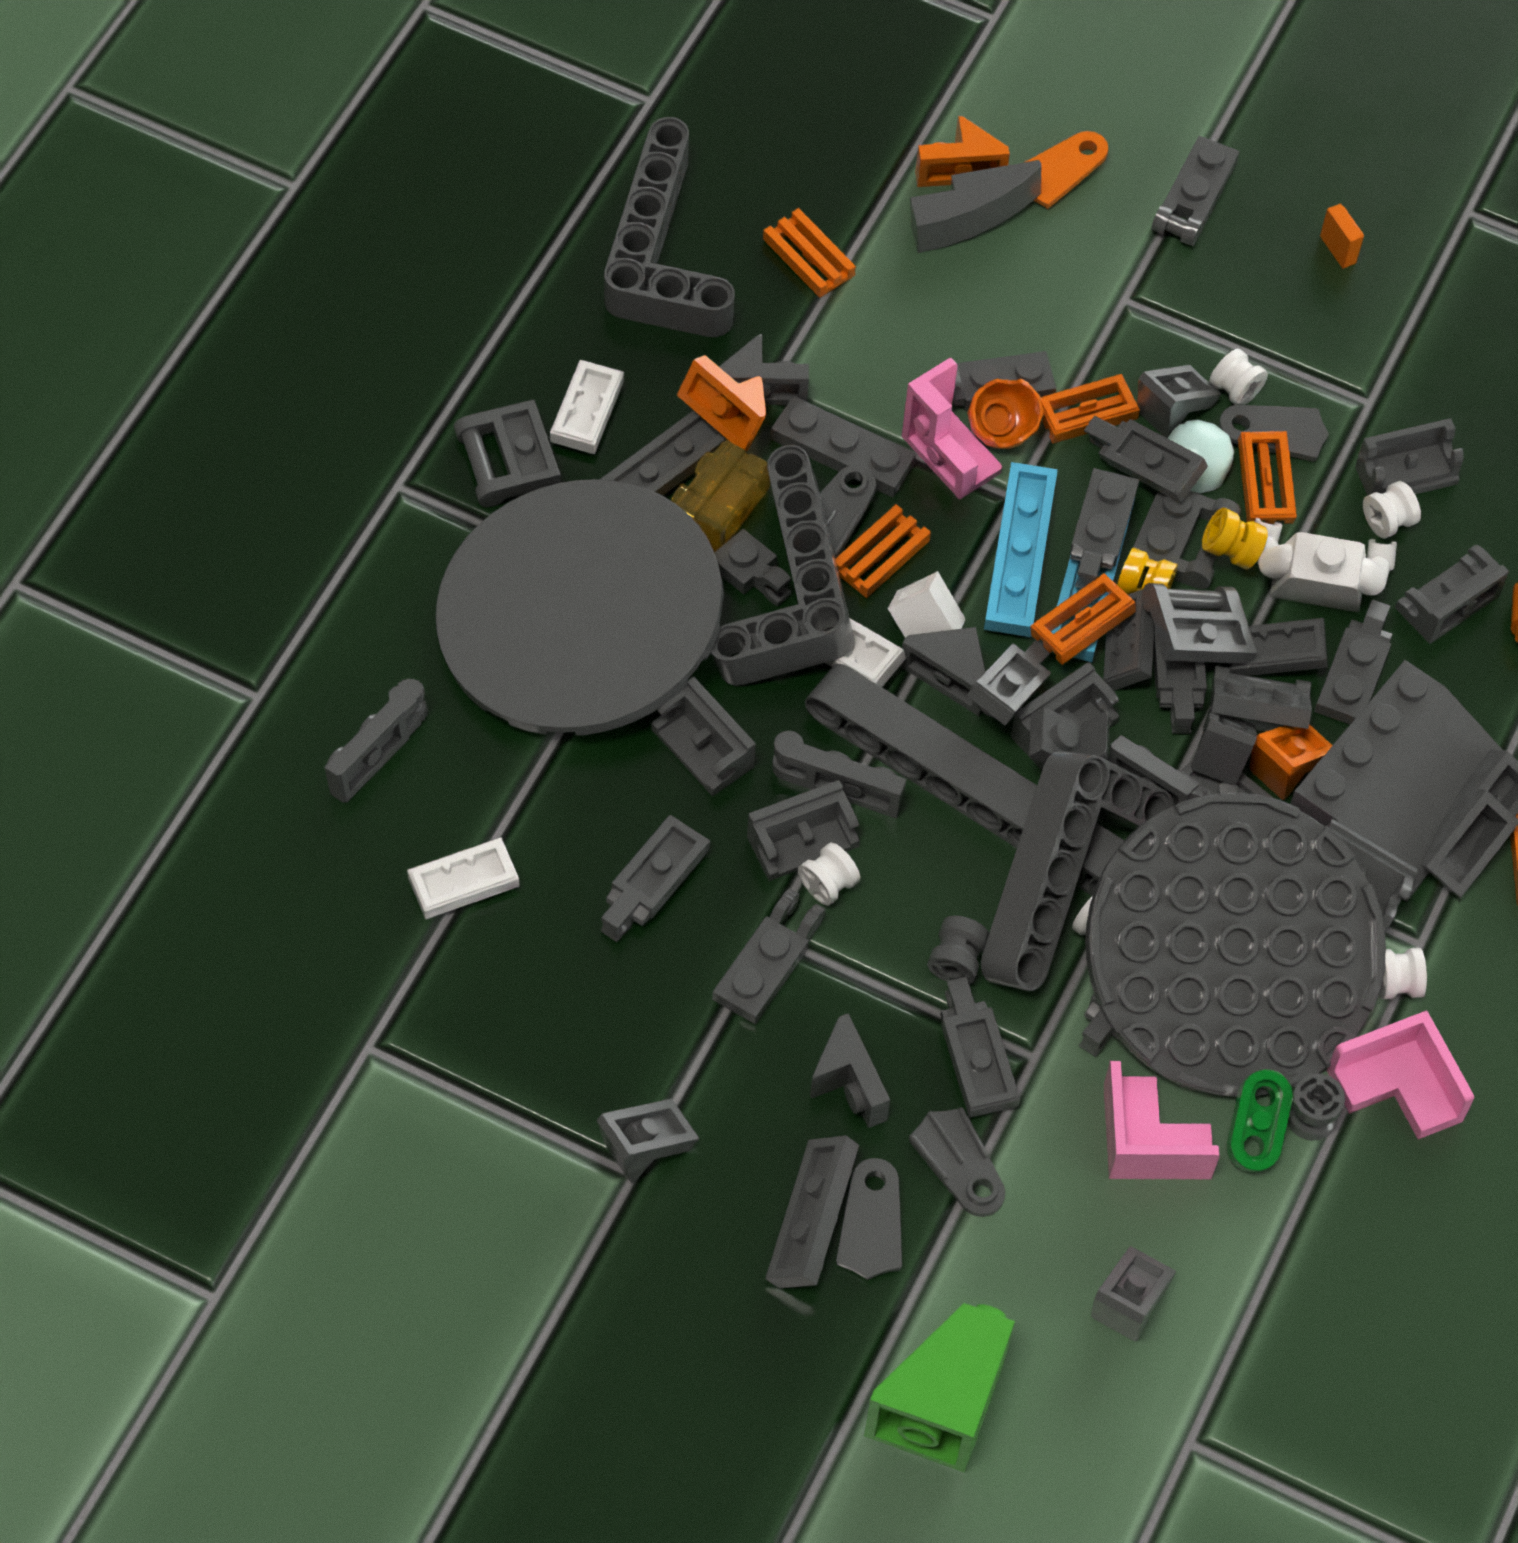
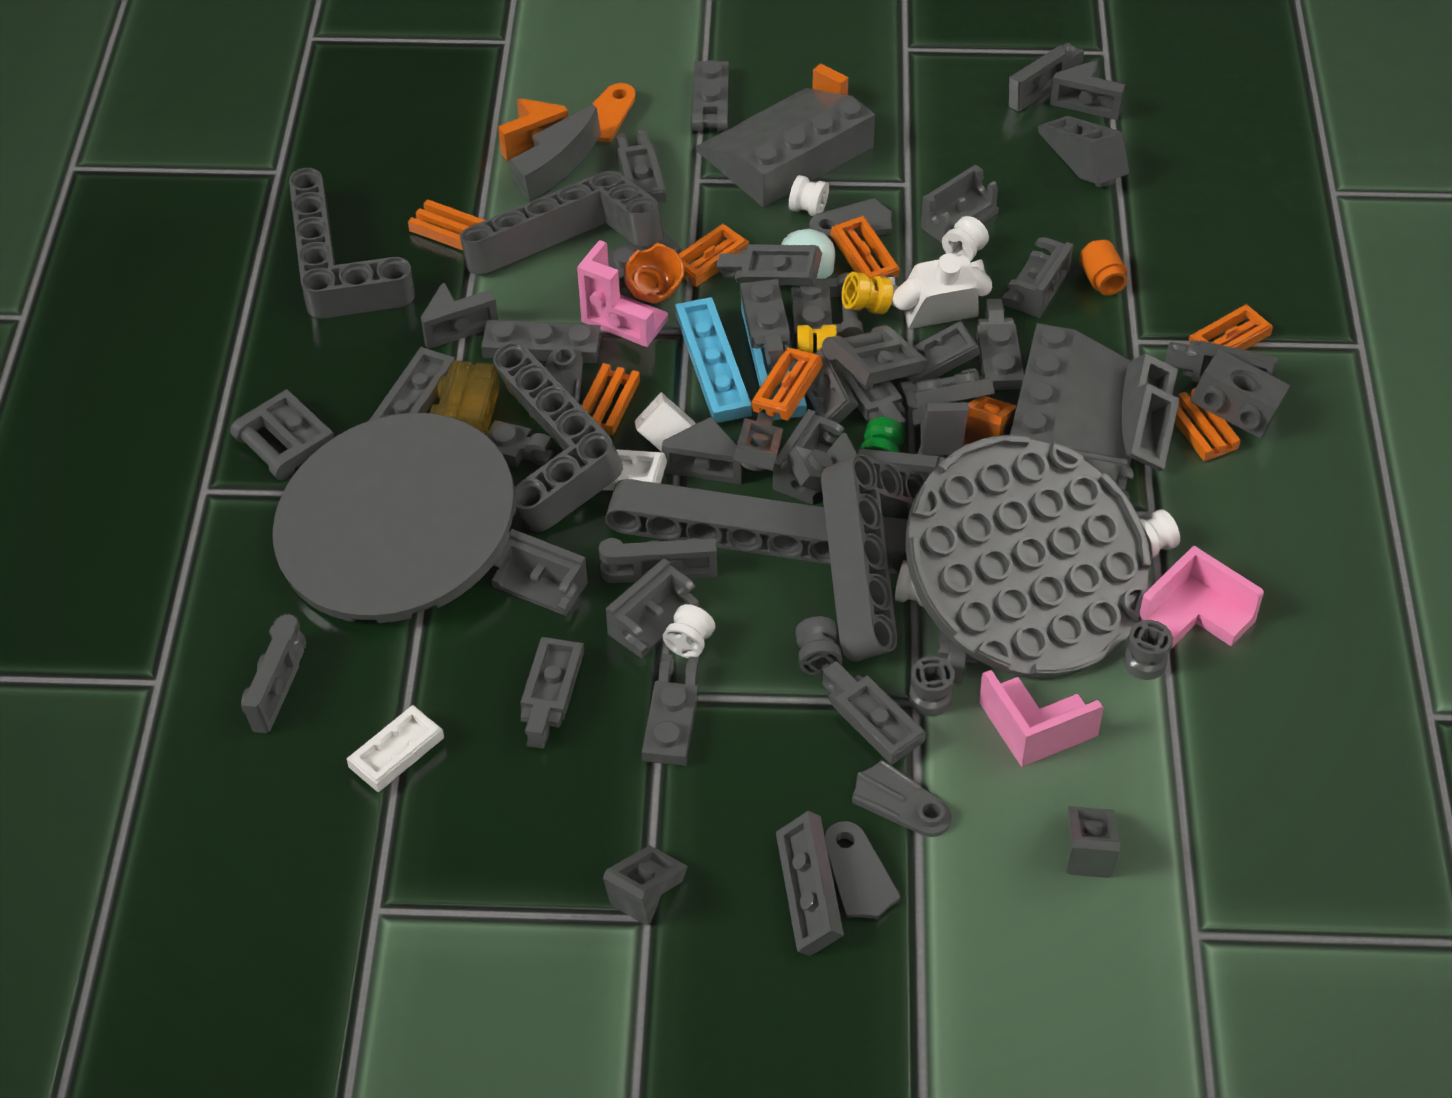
camera: 20 degrees left, 10 degrees down
(587, 407) = (330, 382): white plate -> none
(726, 405) = (438, 335): orange slope -> none
(849, 1065) = (783, 761): dark grey slope -> none
(935, 293) = (560, 216): none -> dark grey beam
(943, 1388) = (996, 972): bright green slope -> none
(1052, 1059) = (931, 686): none -> dark grey wheel
(1061, 264) = (641, 164): none -> dark grey hinge
(1158, 730) = (883, 435): none -> green wheel
(1172, 393) = (767, 222): dark grey slope -> none
(1256, 293) = (791, 139): none -> dark grey slope
(1259, 1122) = (1115, 677): green plate -> none

